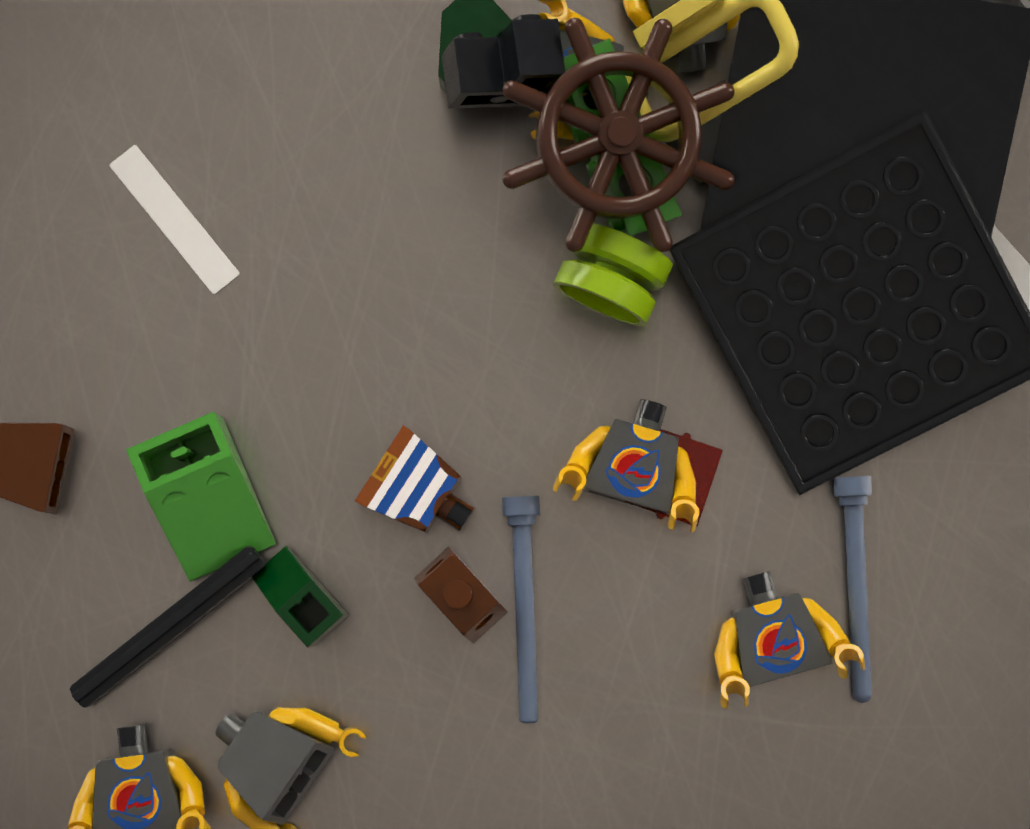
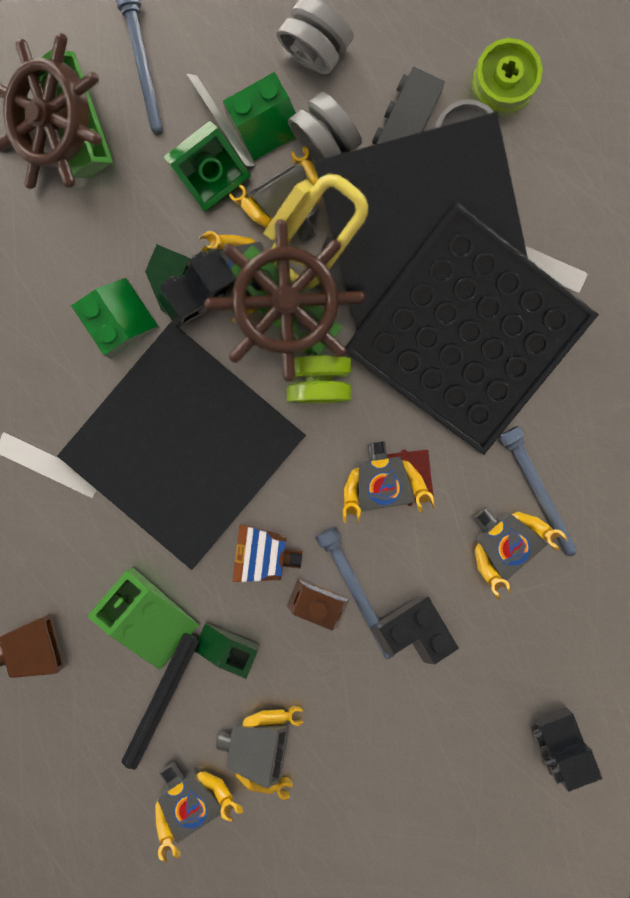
camera: 30 degrees left, 5 degrees up
(368, 56) = (114, 317): none -> green slope
(375, 280) = (181, 445): none -> black tile
(594, 695) = (416, 624): none -> black brick

